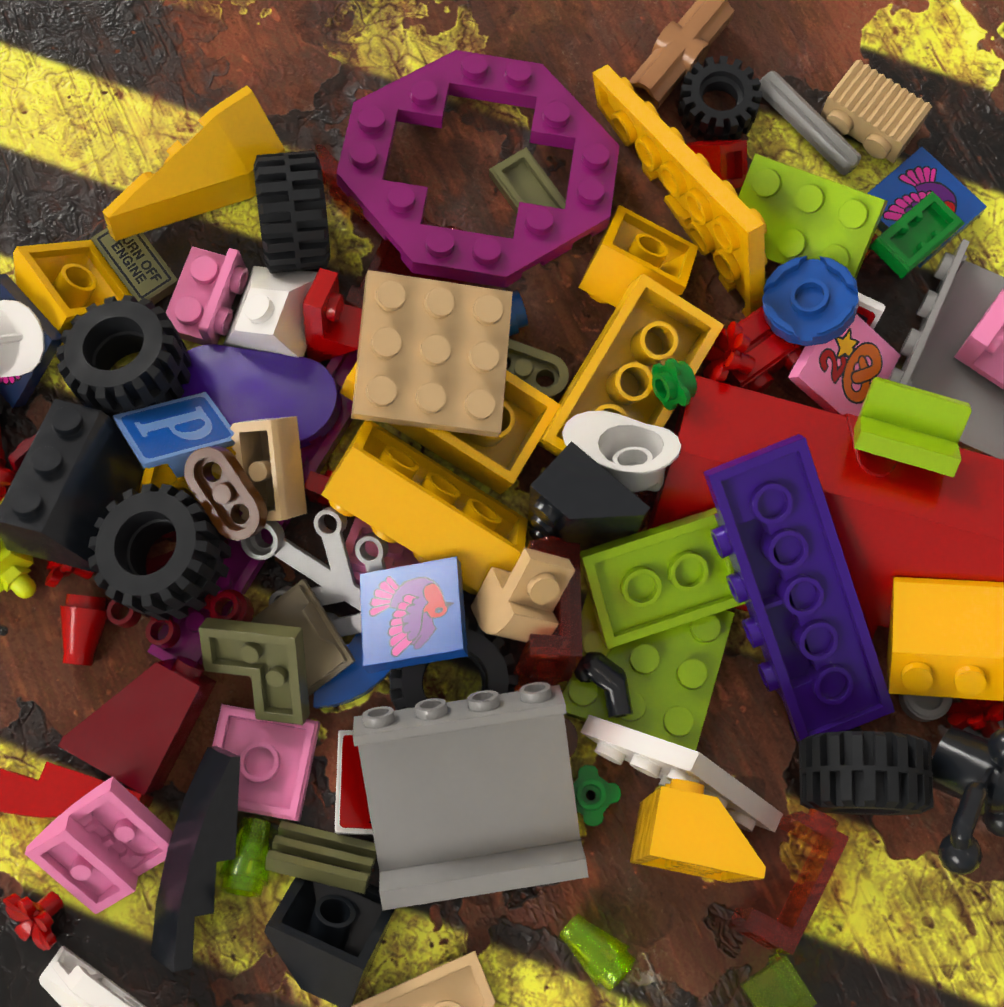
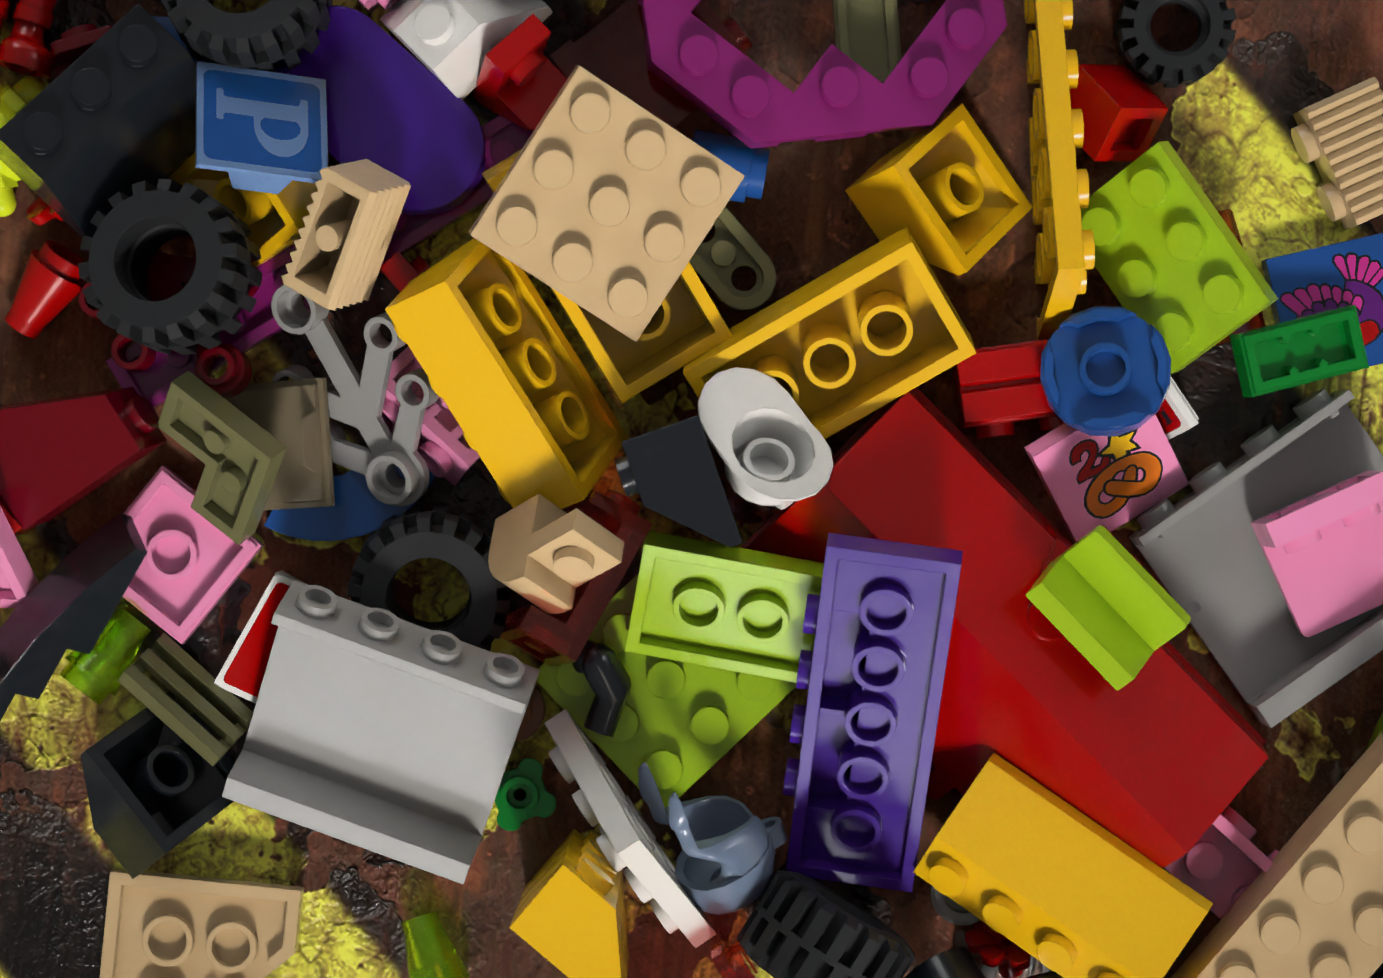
camera: 25 degrees right, 15 degrees up
(225, 495) = (275, 244): reddish brown plate -> none
(412, 615) = (419, 500): tile -> none
(673, 383) = (869, 396): green plate -> none
(729, 354) = (965, 387): red plant -> none
(754, 749) = (724, 847): none -> sand blue hair
(809, 123) = (1270, 118): light grey axle -> none

